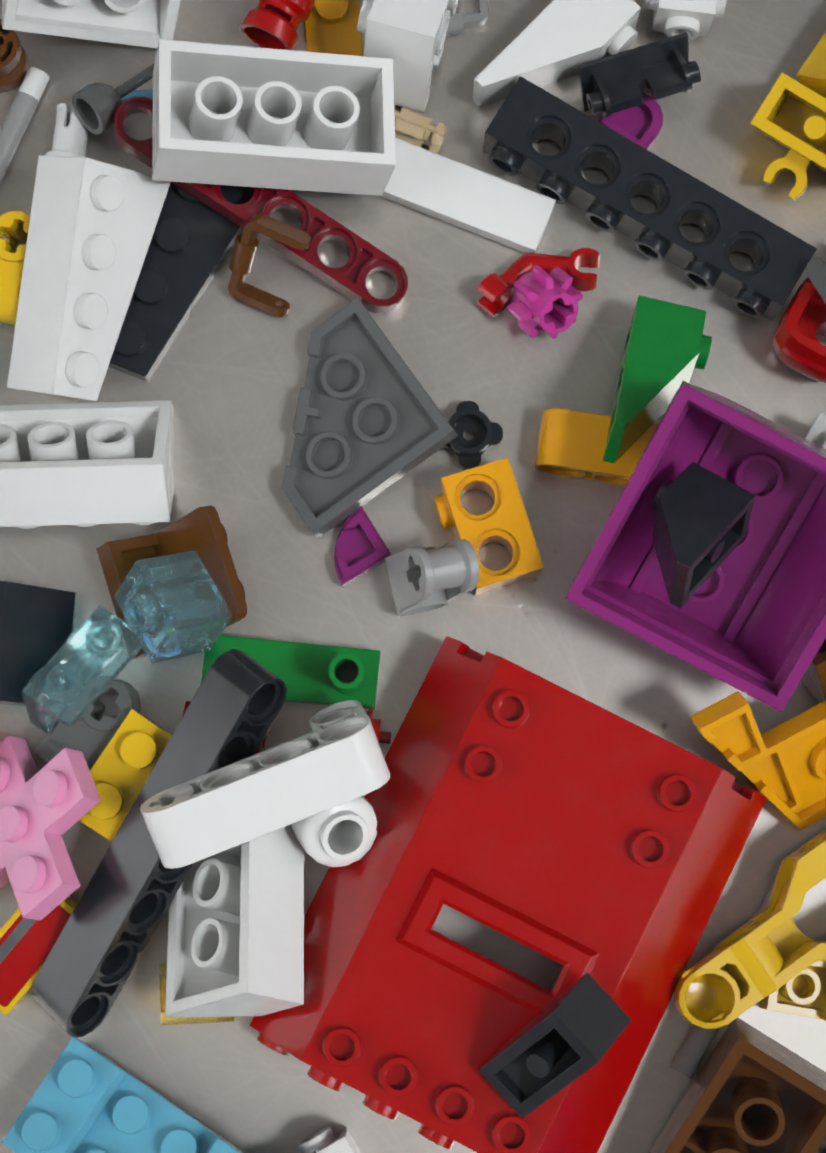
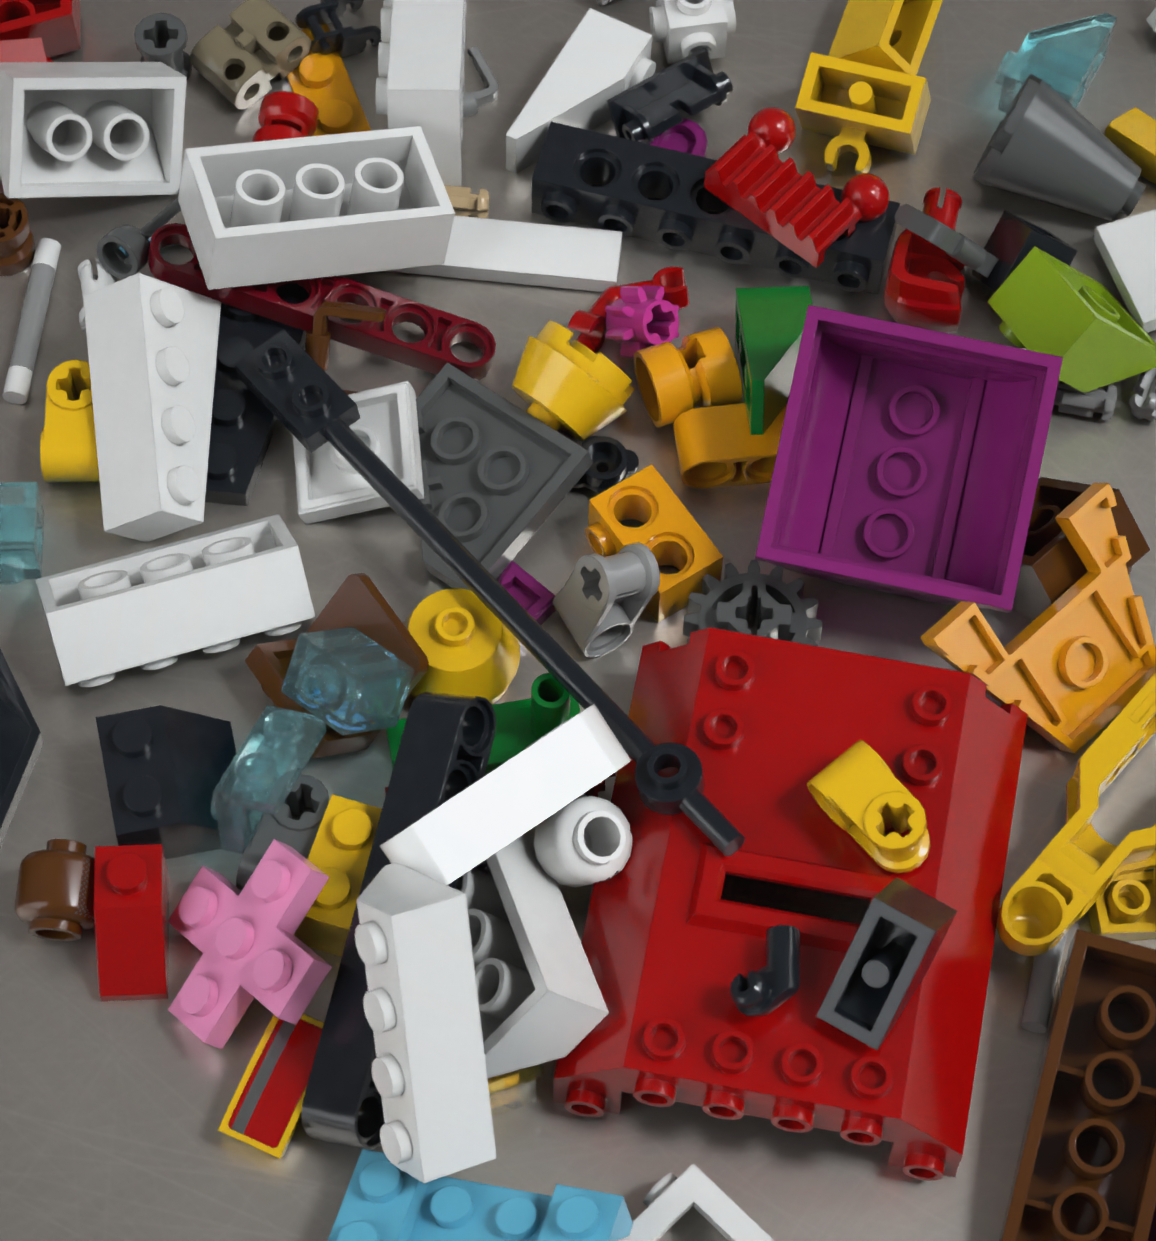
camera: 15 degrees left, 20 degrees down
(132, 978) = (424, 1024): none -> white slope
(225, 327) = (321, 412): none -> black bar
(254, 363) = (389, 427): none -> white plate
(289, 584) = (464, 646): none -> yellow cone
(450, 1030) = (775, 981): none -> black arm
(458, 353) = (570, 383): none -> yellow cone
(525, 626) = (774, 604): none -> dark grey gear
(583, 878) = (868, 800): none -> yellow piece
(586, 356) = (689, 376): none -> light orange wheel
(697, 528) = (867, 451): black slope -> none
(707, 219) = (782, 199): none -> red gear

